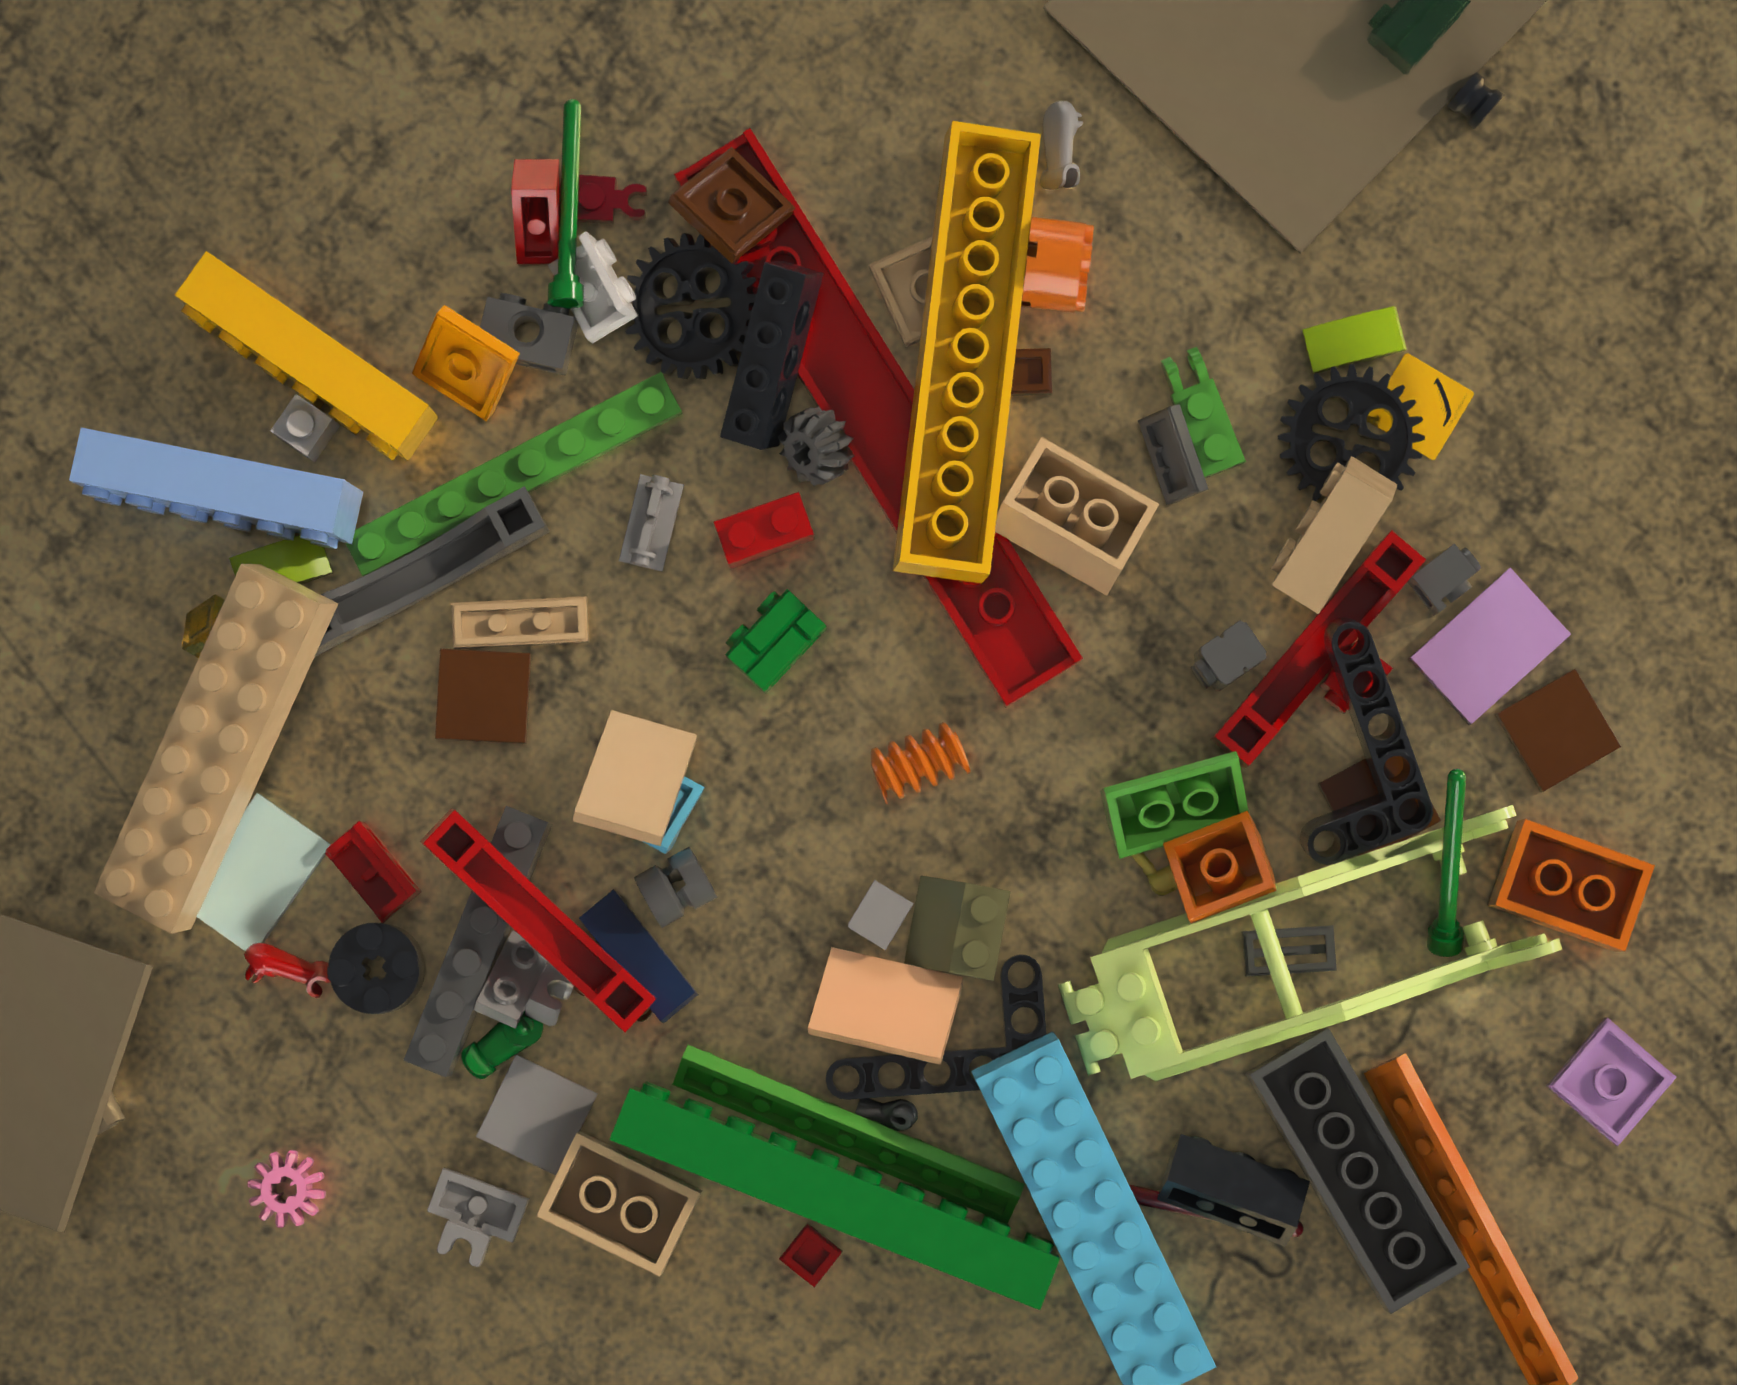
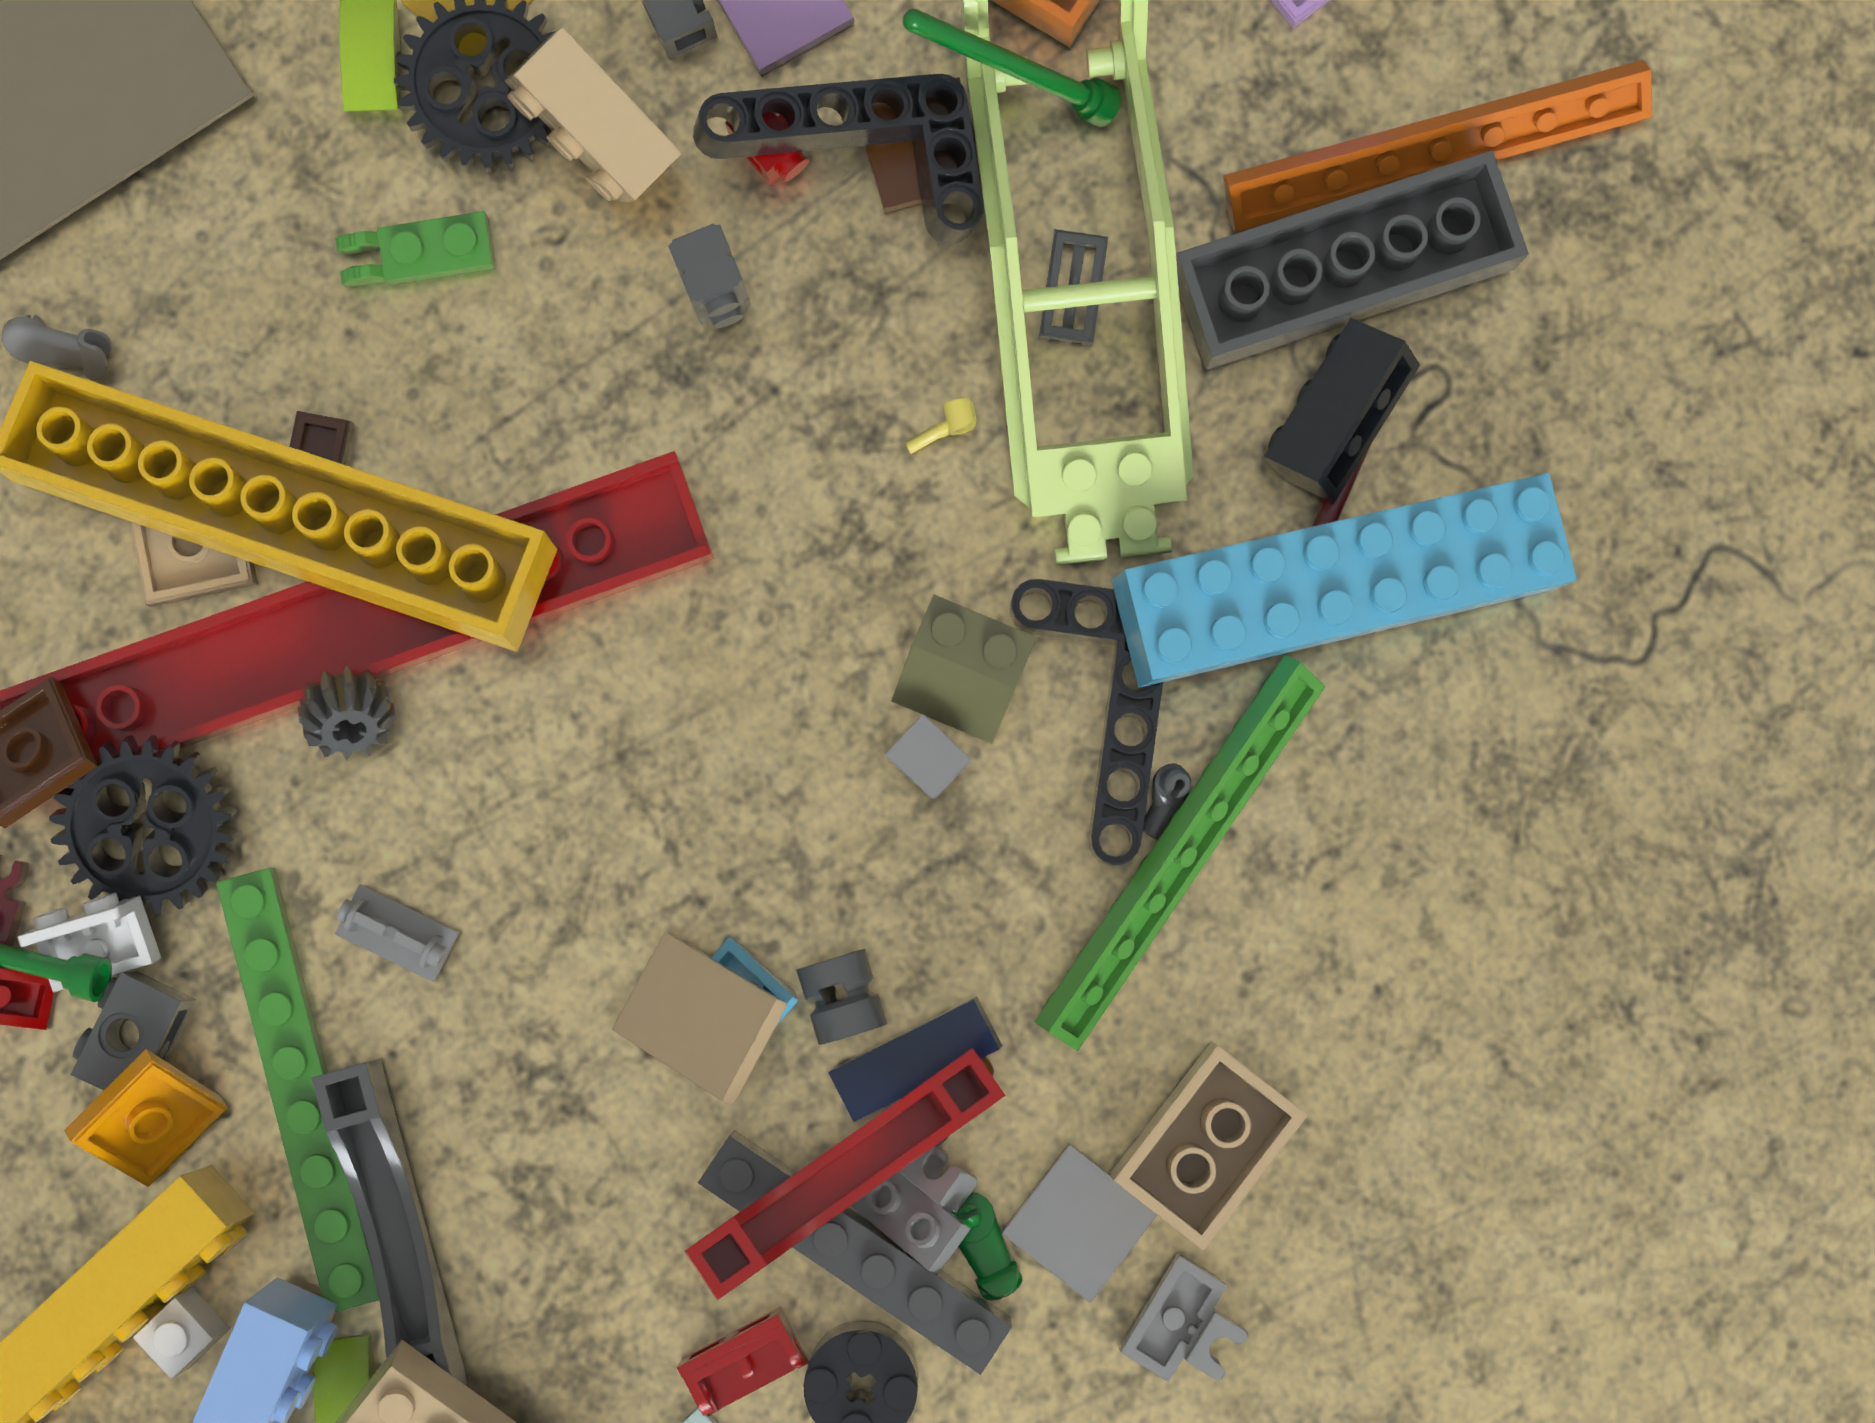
camera: 80 degrees left, 0 degrees up
(483, 696) = (560, 1181): reddish brown tile -> none
(520, 622) = (481, 1118): tan tile -> none
(764, 530) = (435, 797): red brick -> none
(771, 354) = (220, 741): black brick -> none
(774, 639) = (570, 813): green brick -> none
(810, 1255) = (1314, 928): red tile -> none
(836, 1196) = (1254, 881): green brick -> none
(885, 1005) = (1038, 774): light nougat tile -> none
(918, 761) = (754, 673): orange piece -> none
(1057, 265) = (195, 376): orange brick -> none
(1074, 516) = (502, 420): tan brick -> none
(1173, 454) = (456, 293): dark grey plate -> none
(1173, 803) = (872, 376): bright green slope -> none
(1220, 866) = (959, 338): orange slope -> none
(1307, 659) = (733, 185): red arch -> none

